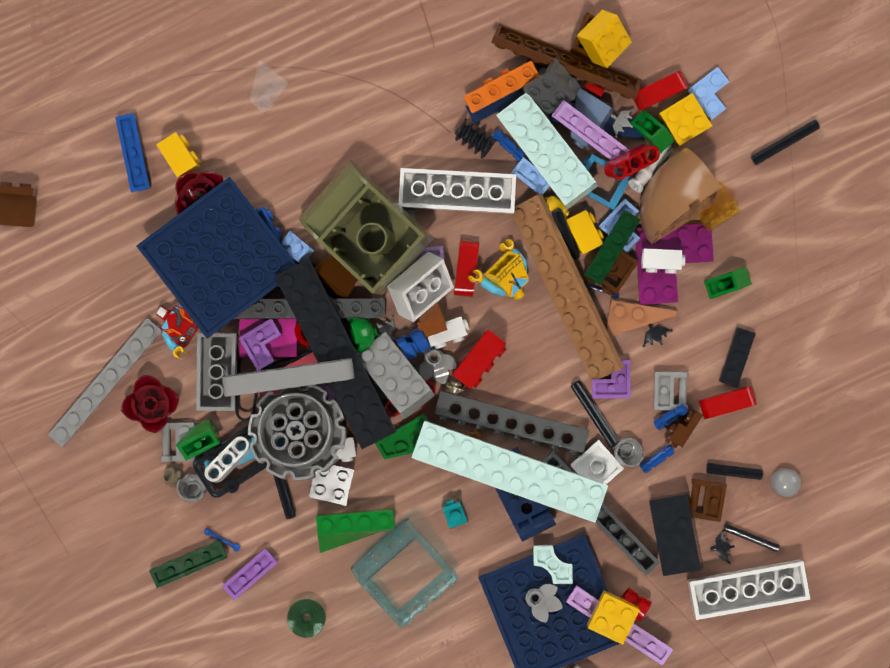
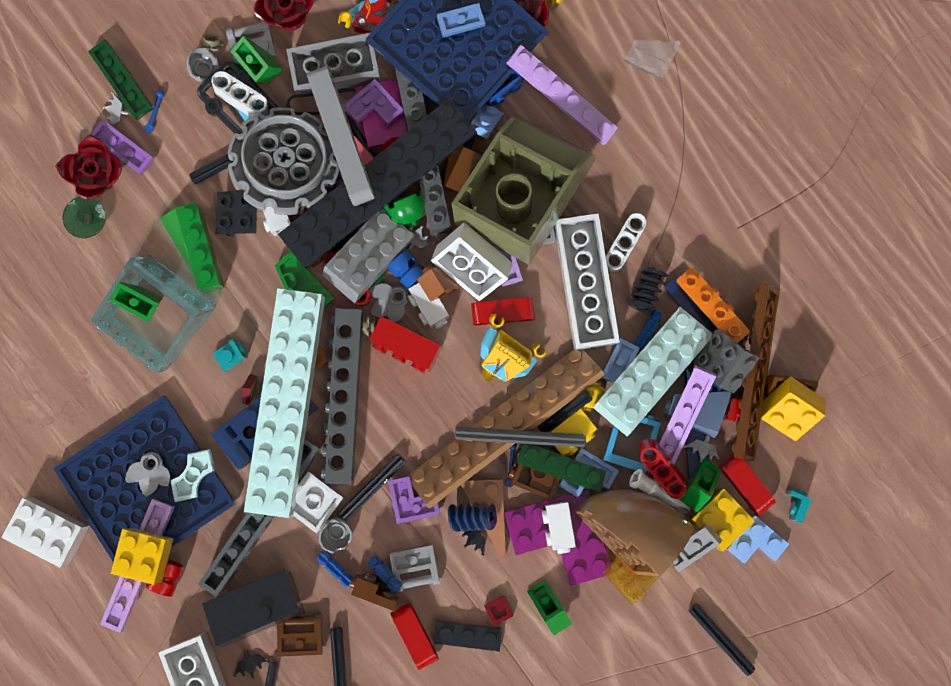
camera: 80 degrees right, 5 degrees down
(207, 251) = (460, 20): none -> medium blue plate
(214, 574) = (115, 109): none -> light grey piece
(263, 618) = (76, 168): none -> dark red brick
(287, 176) = (561, 95): none -> lavender plate
(392, 583) = (136, 300): none -> green slope
(422, 142) = (631, 235): none -> white beam
(488, 503) = (249, 389): none -> dark red tile
(580, 276) = (518, 436): none -> dark grey axle
(639, 333) = (471, 517): none -> dark blue piece
(690, 51) = (800, 507): none -> teal bracket
(703, 147) = (698, 545): none -> light grey plate
(721, 326) = (498, 610): none -> dark red tile

